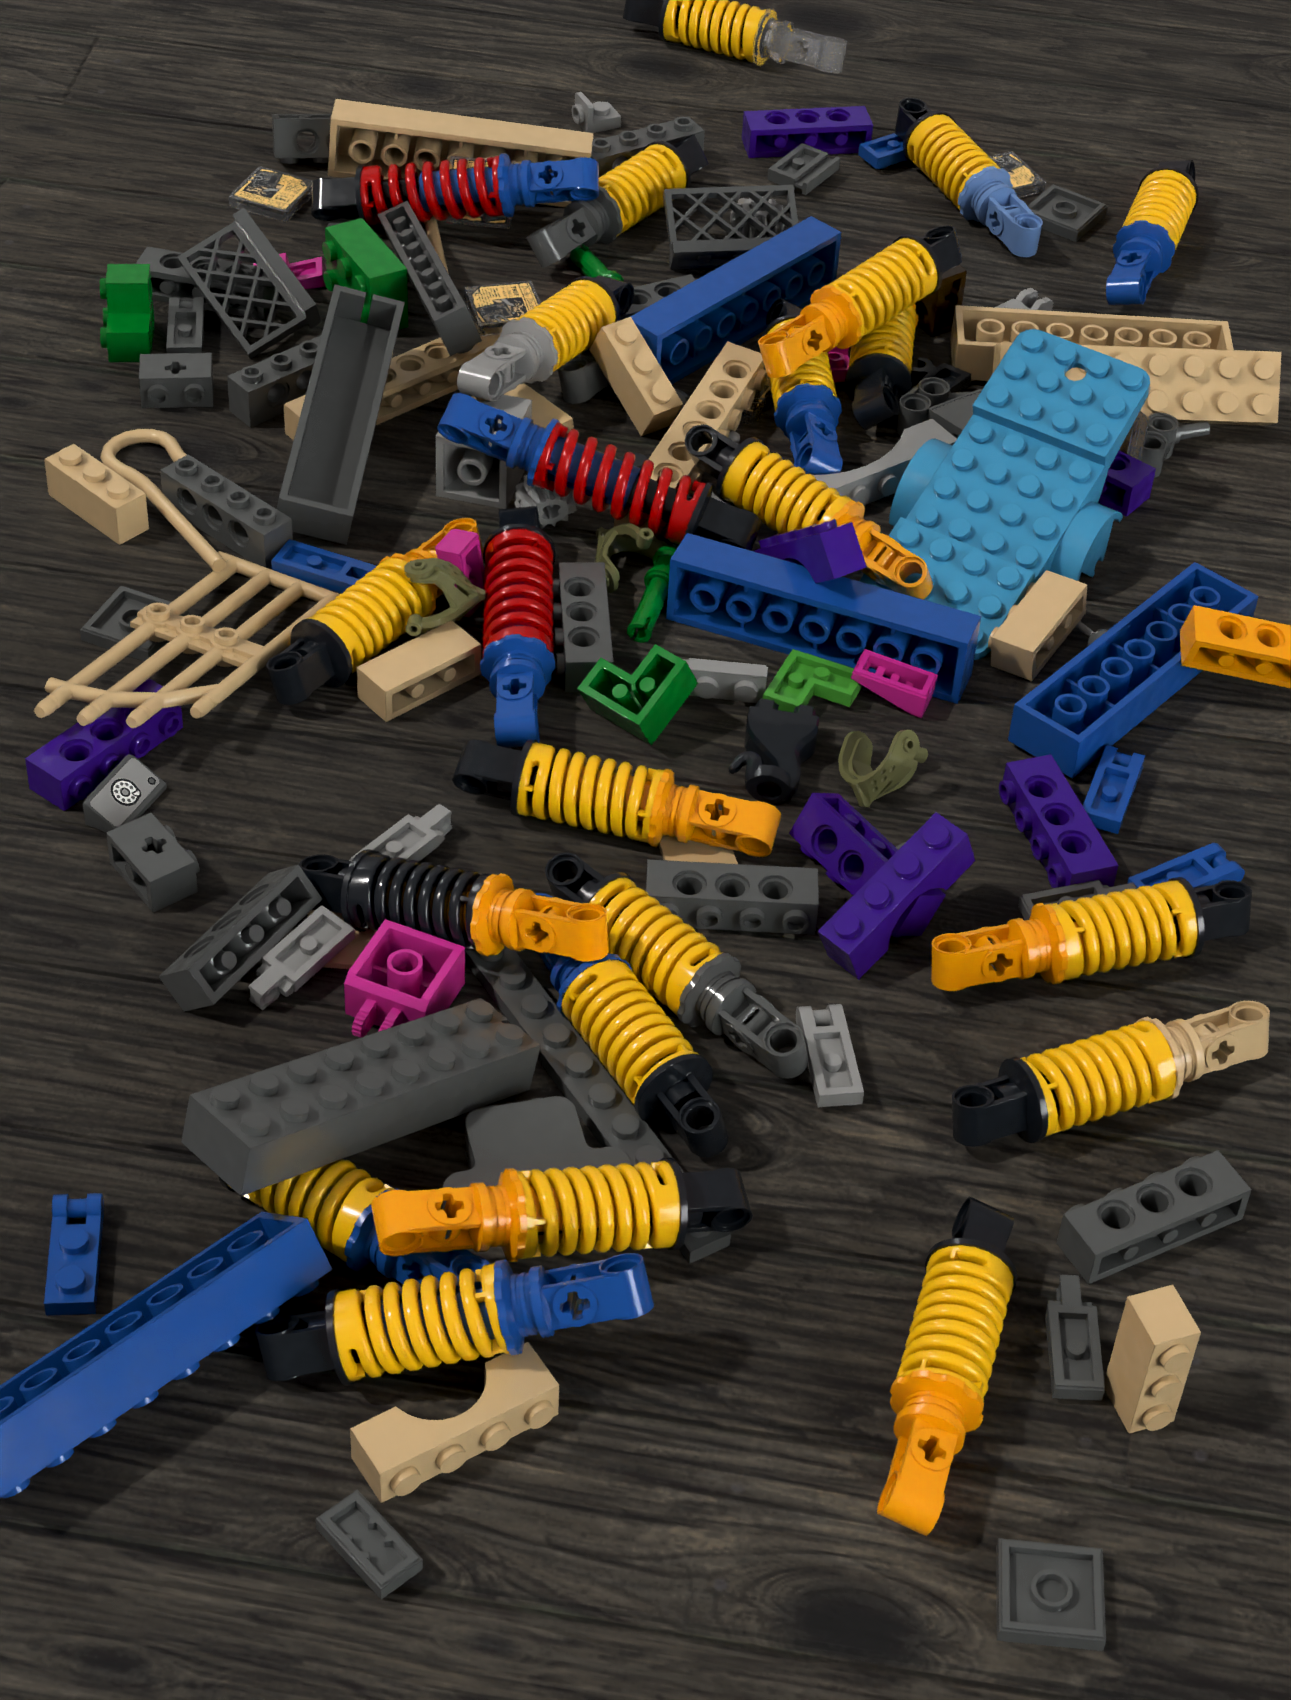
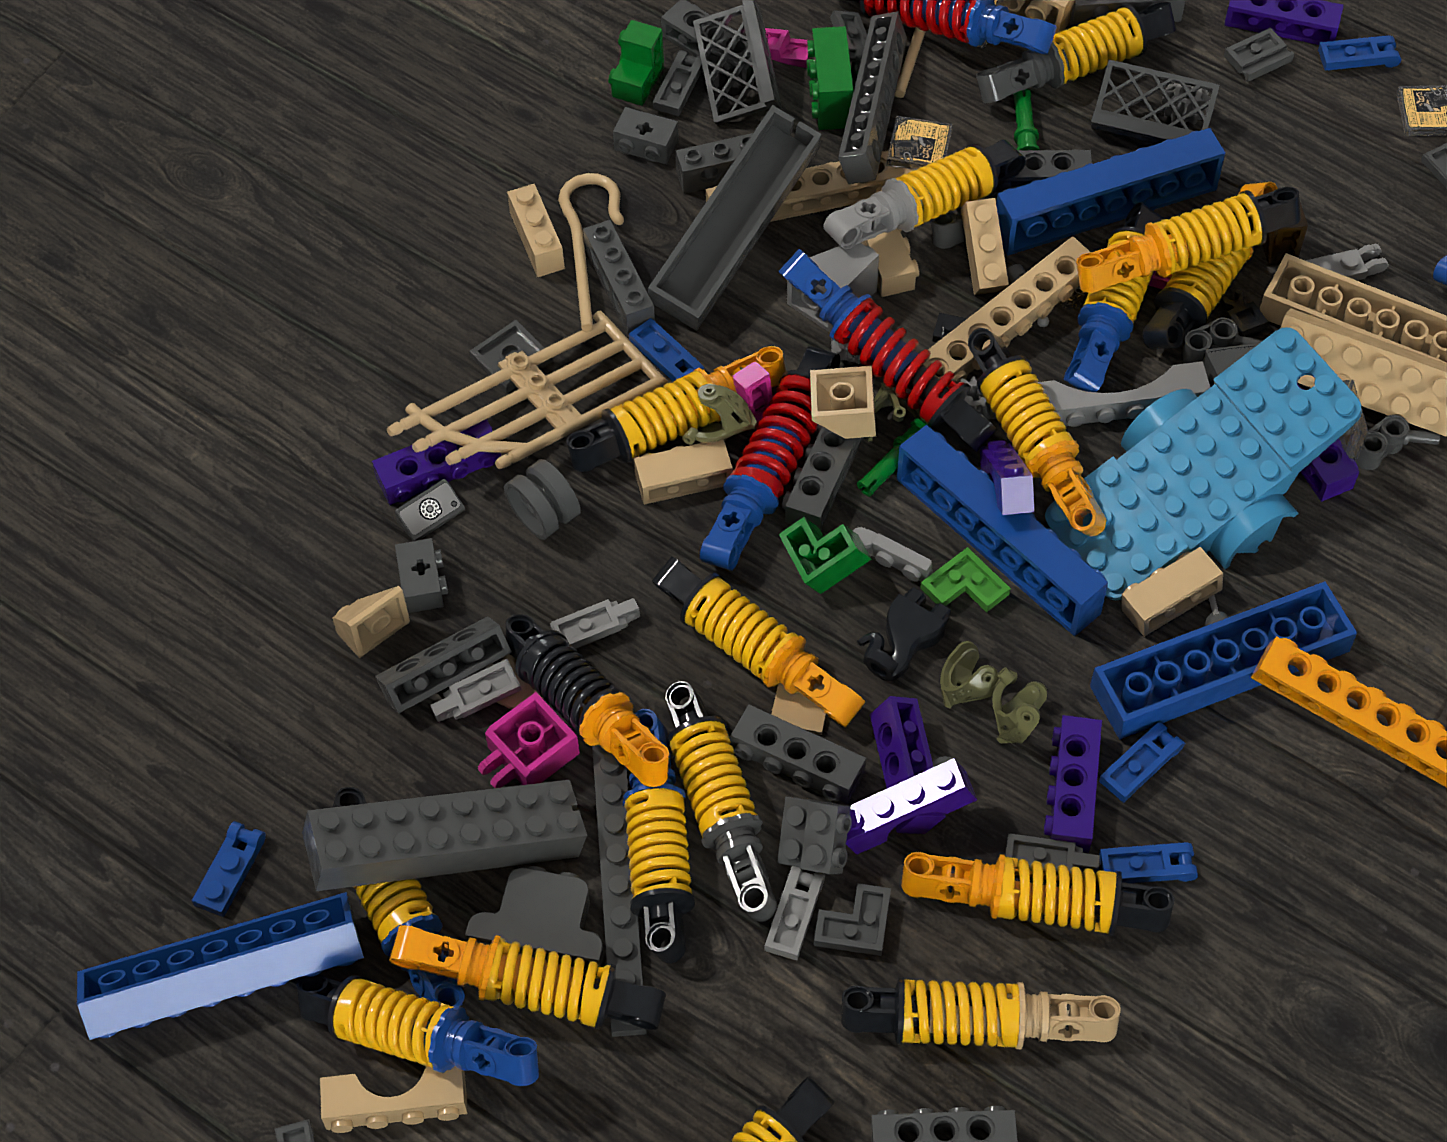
camera: 30 degrees right, 15 degrees up
(118, 920) = (371, 620): none -> tan slope
(269, 734) = (542, 499): none -> dark grey wheel
(583, 536) = (844, 401): none -> tan slope
(810, 958) = (814, 835): none -> dark grey plate
(907, 687) = (1021, 612): dark pink slope -> none
(915, 1044) = (857, 931): none -> dark grey plate
(959, 777) = (1021, 712): none -> olive helmet
(966, 175) = (1387, 107): piece -> none

